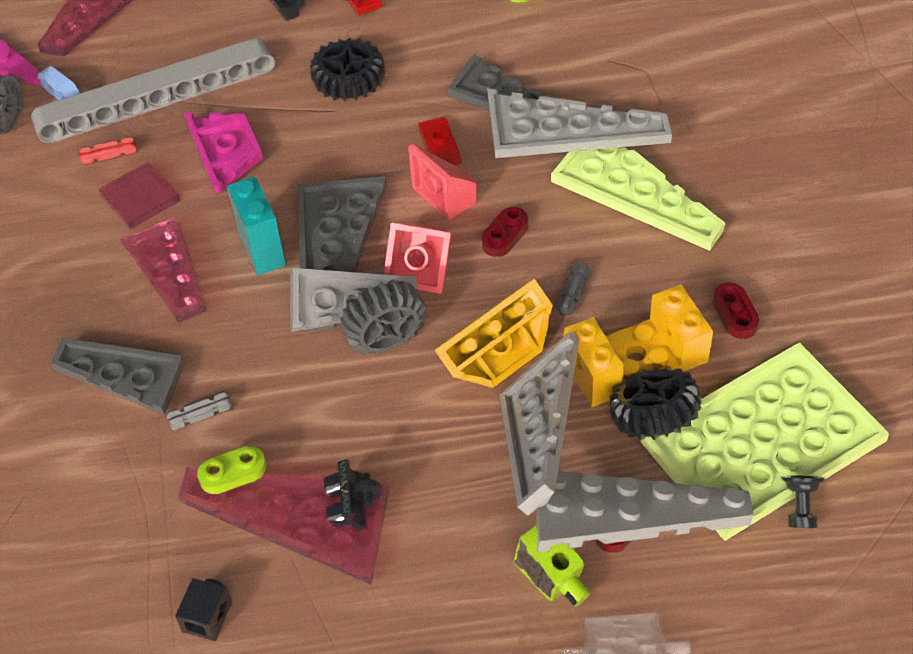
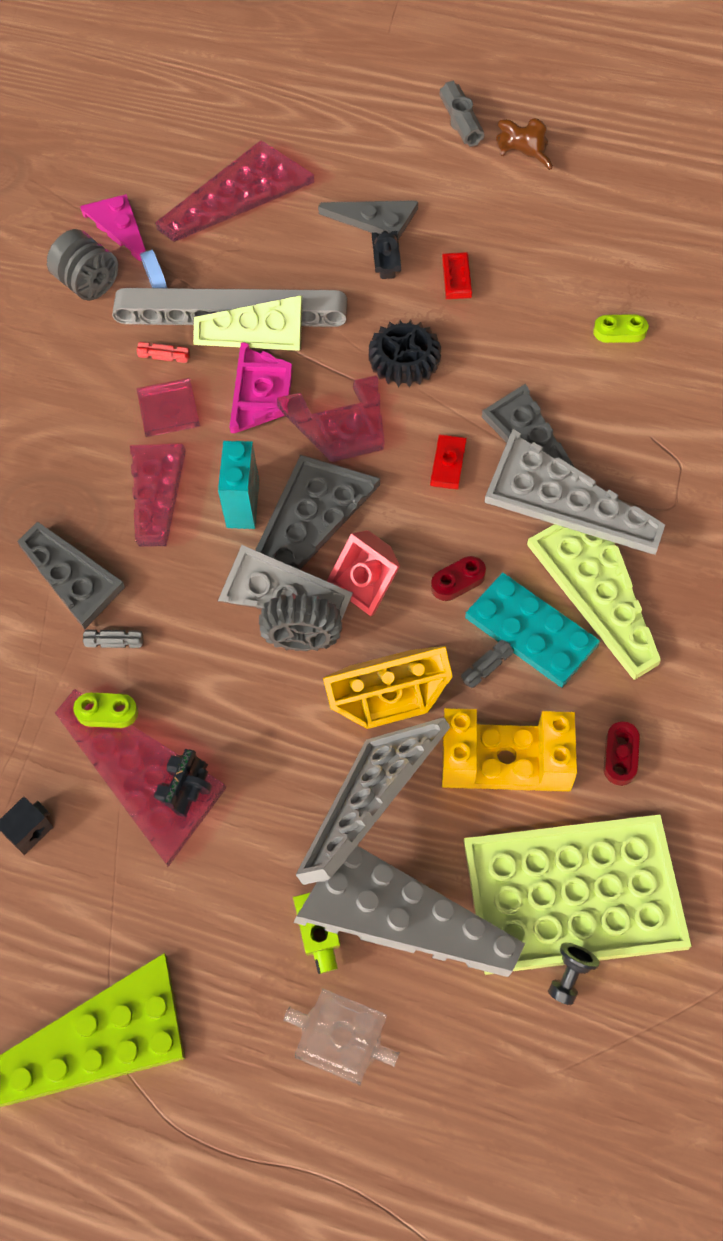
camera: 25 degrees right, 10 degrees up
(201, 91) = (260, 325): none -> yellowish green wing
(323, 152) = (343, 430): none -> clear pink wing
(441, 182) = (425, 508): coral slope -> none
(605, 246) = (533, 629): none -> teal plate
(655, 403) = (471, 812): black gear -> none

